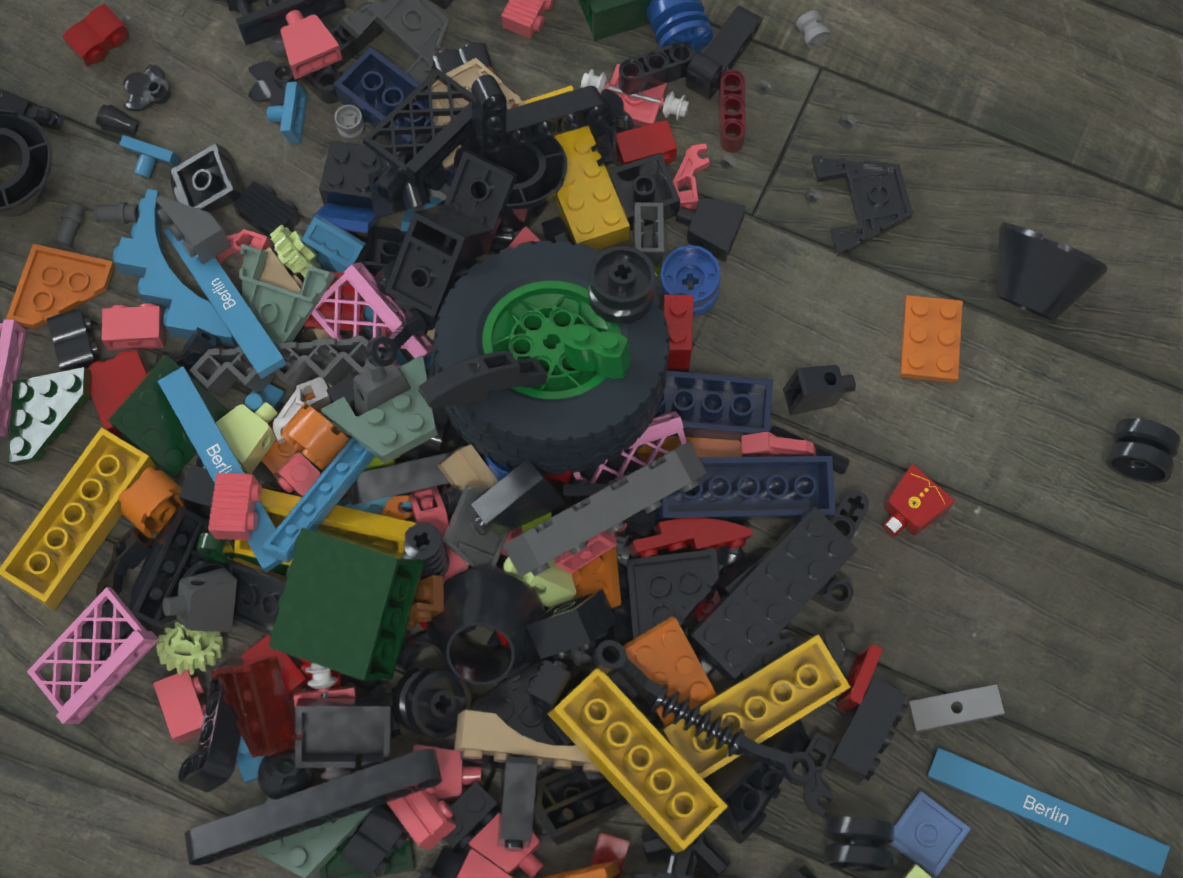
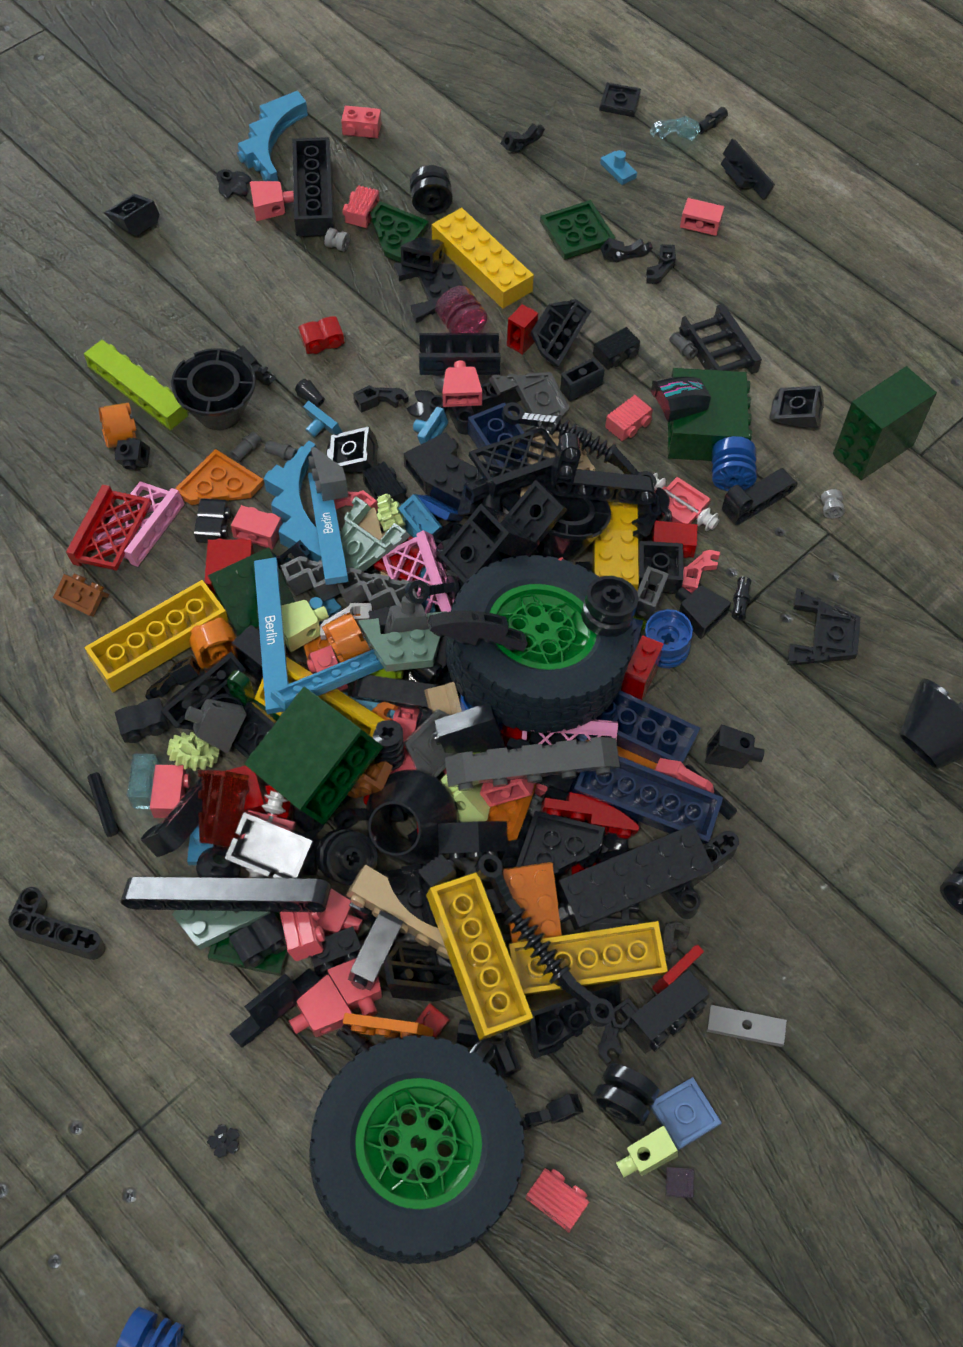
camera: 20 degrees right, 10 degrees down
(43, 411) = (169, 556): plate -> none
(102, 678) = (125, 745): bright pink fence -> none
(109, 754) = (102, 804): none -> black axle
(145, 707) = (141, 780): none -> clear light blue brick
(146, 88) = (339, 380): black plate -> none
(206, 89) = (370, 396): none -> black piece
(234, 506) = (265, 658): coral brick -> none
(306, 153) = (427, 457): none -> black slope
(349, 116) = (466, 444): light grey wheel -> none
(450, 62) = (553, 424): none -> black piece
(597, 351) = (571, 643): green brick -> none
(642, 68) = (702, 486): black beam -> none
(732, 122) = (751, 528): dark red beam -> none
(753, 193) = (741, 598): none -> black pin
(915, 503) = (775, 861): red torso -> none
(931, 339) = (836, 749): orange plate -> none
(1048, 812) = (791, 1138): dark azure tile -> none

